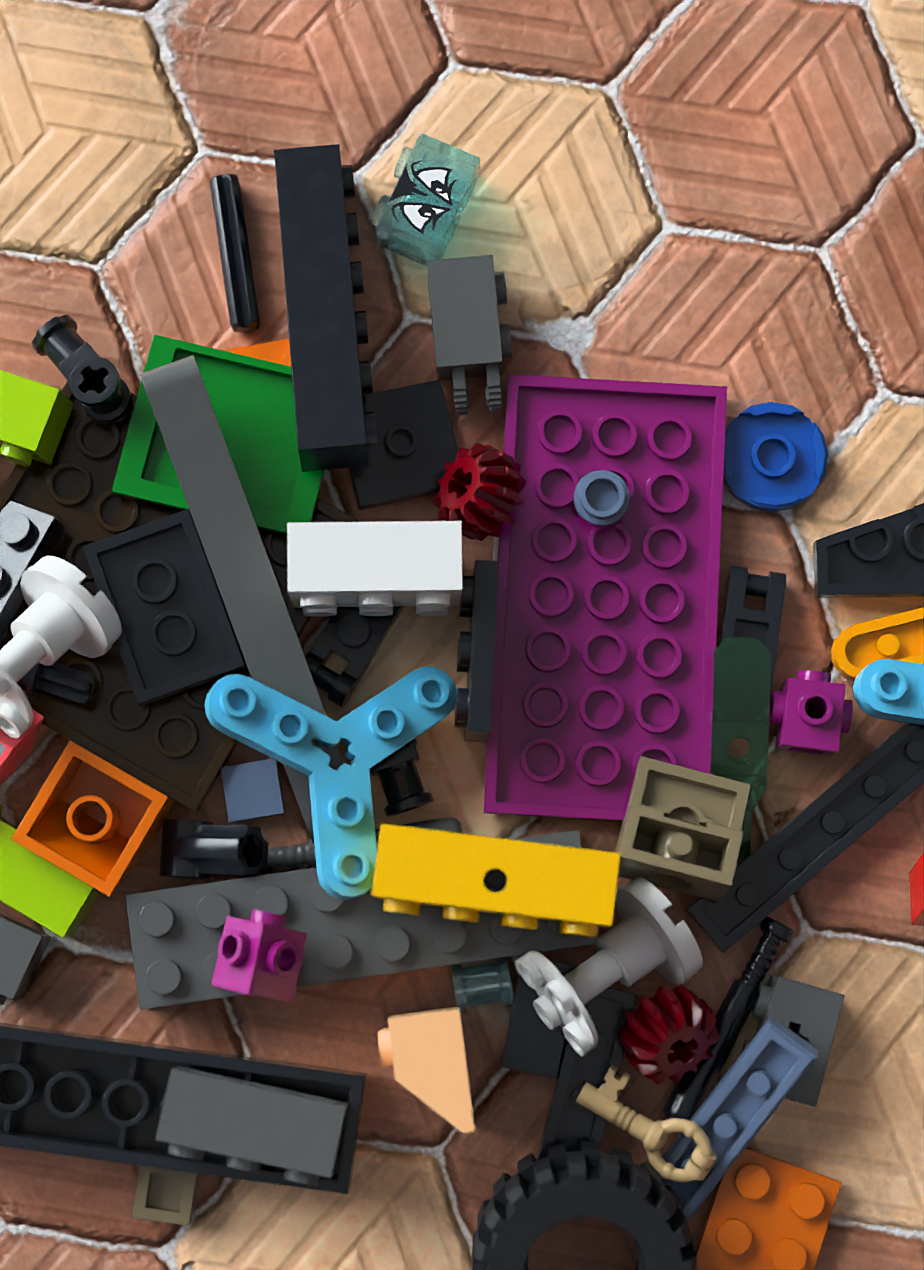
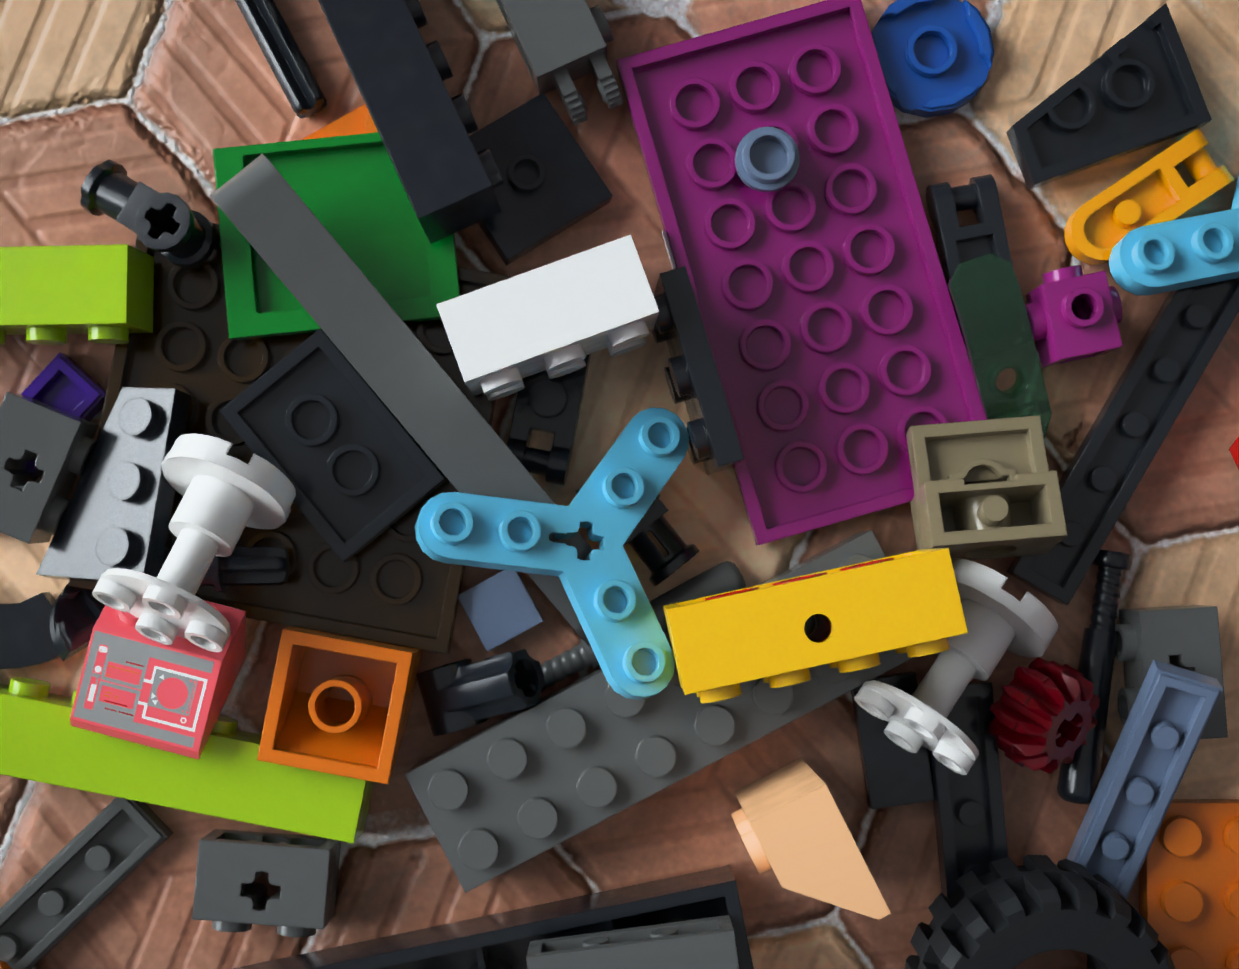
camera: 20 degrees left, 5 degrees up
(259, 956) = (578, 798): magenta brick -> none
(480, 491) = (633, 196): dark red gear -> none
(482, 984) = (822, 730): clear light blue bush -> none
(653, 1134) = (1064, 827): tan piece -> none

